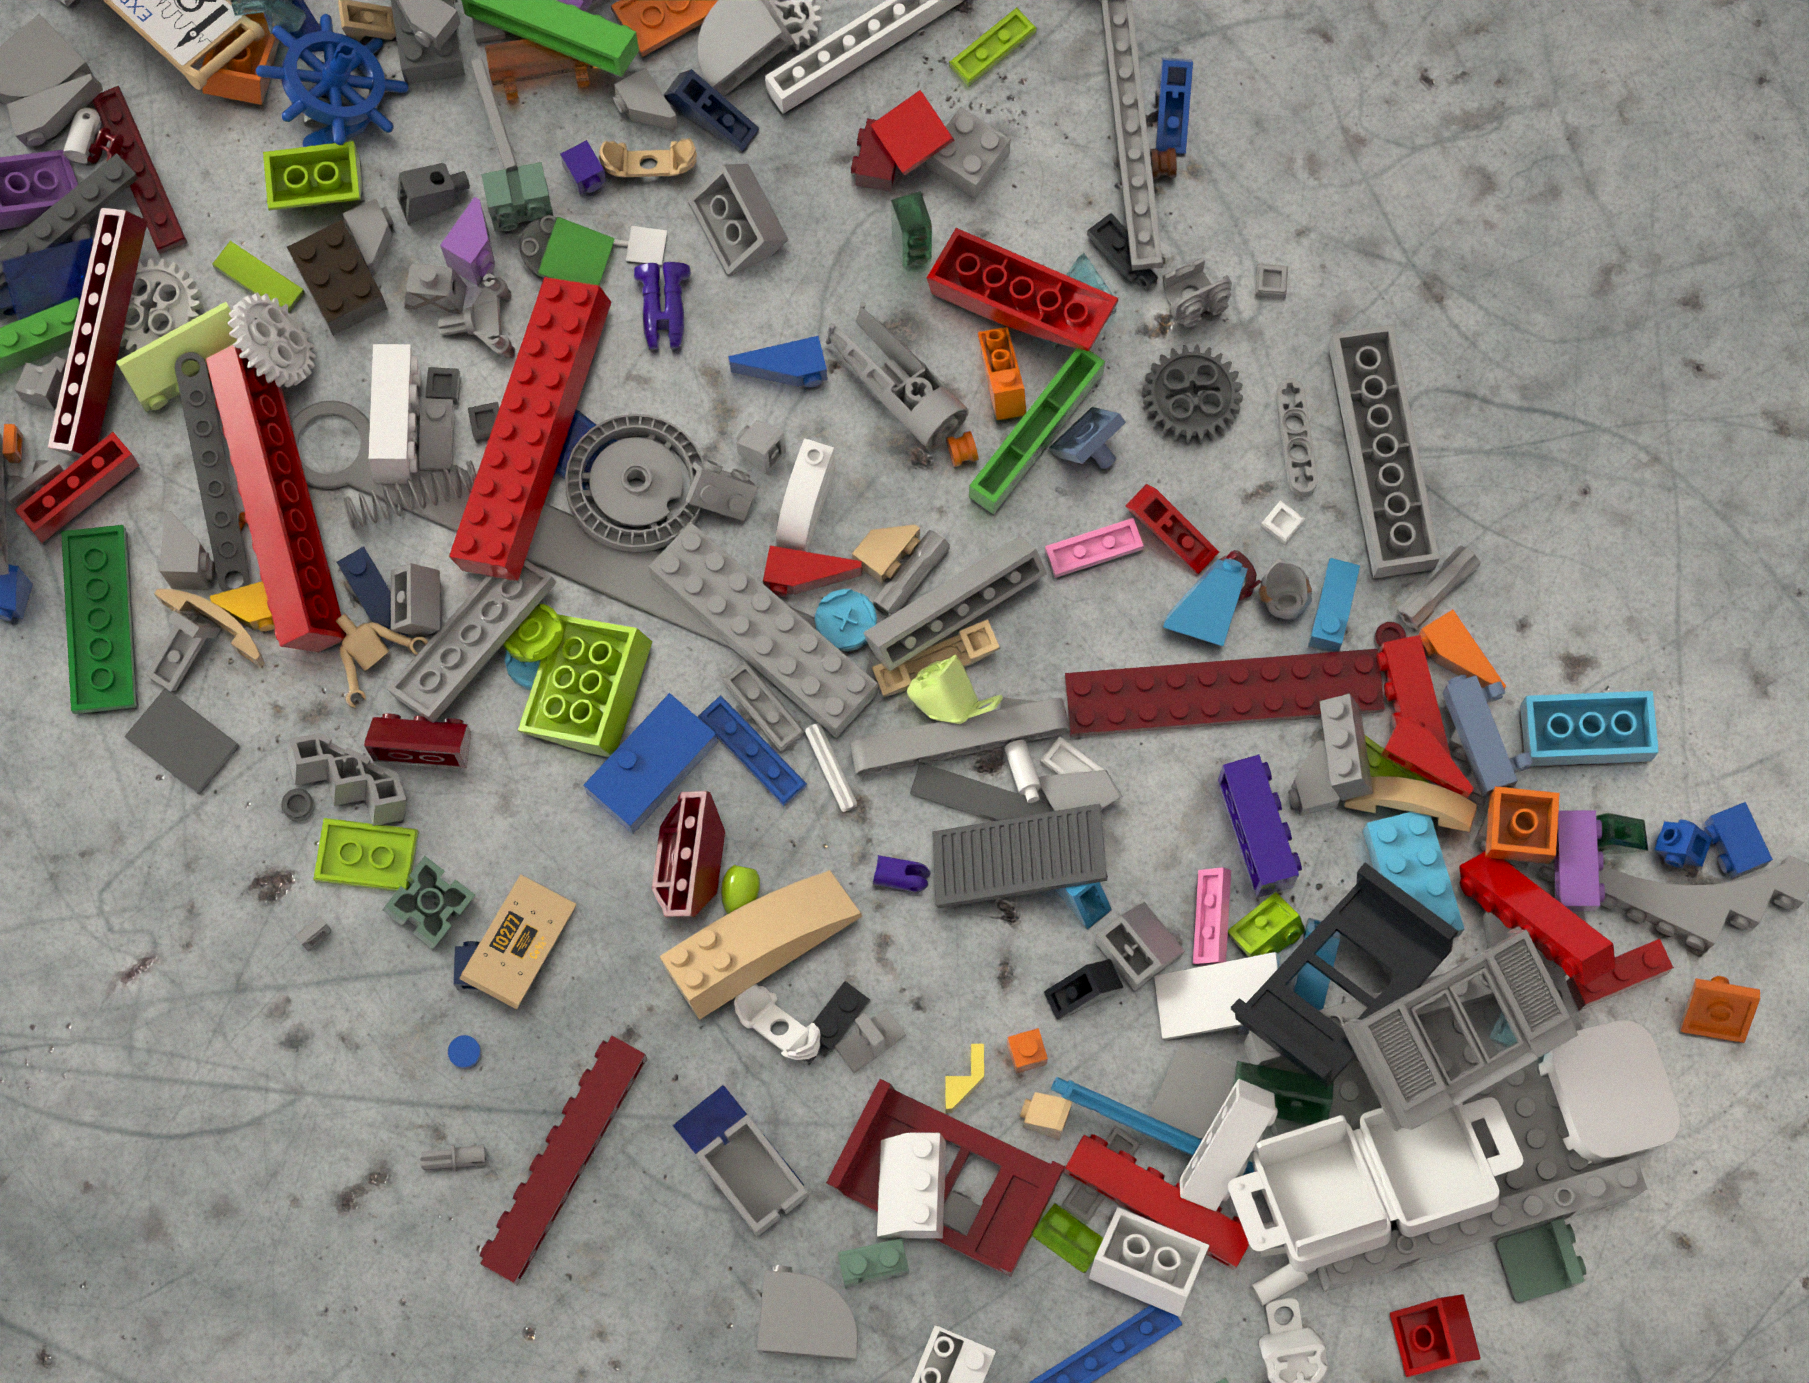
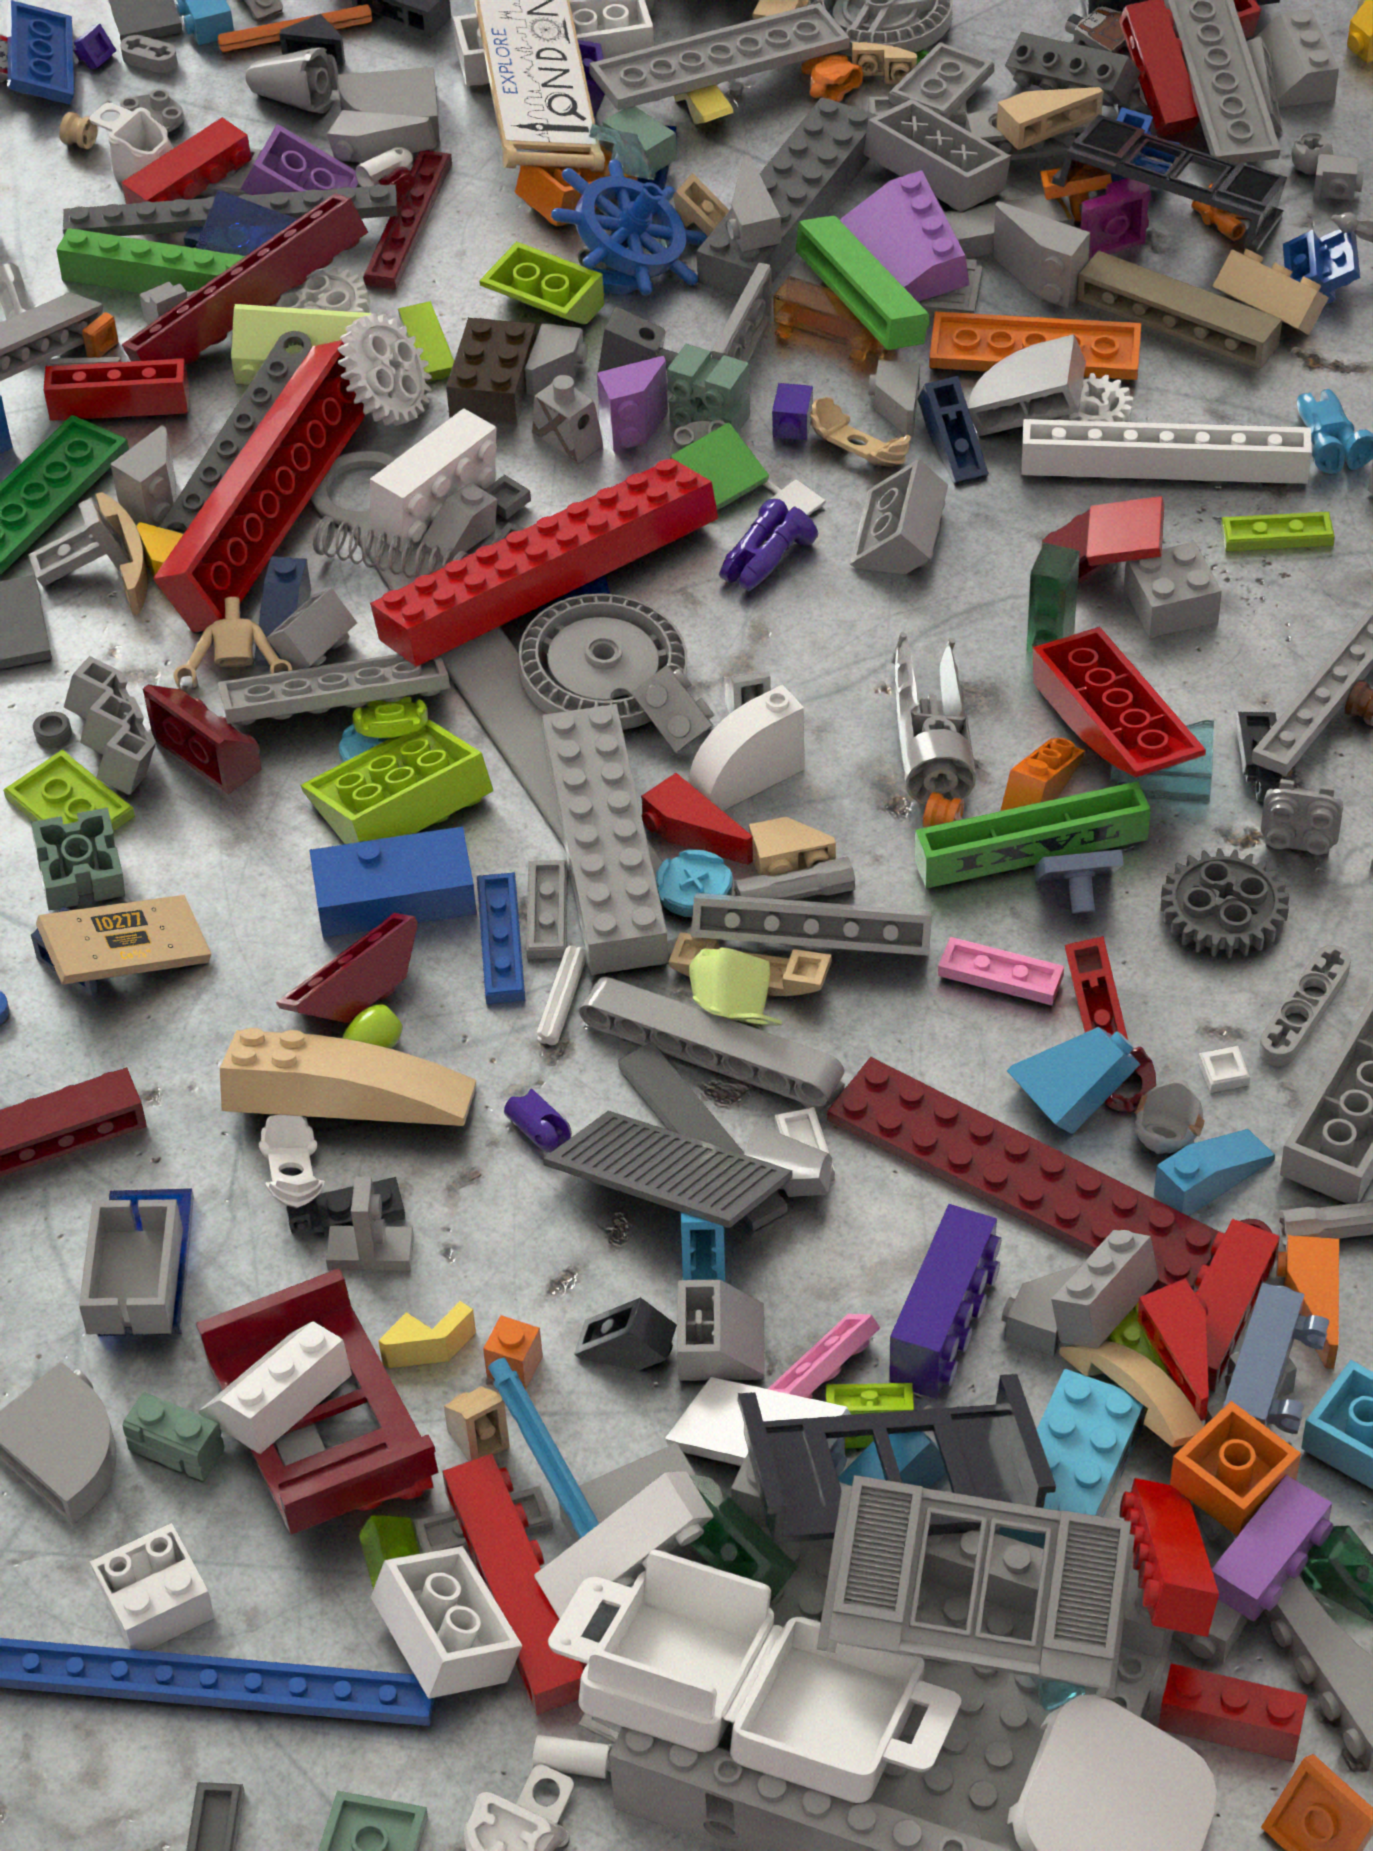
camera: 40 degrees right, 25 degrees down
(483, 317) = (588, 467): light grey axle -> none
(787, 363) = (837, 653): blue slope -> none
(1023, 769) = (748, 1108): white cylinder -> none

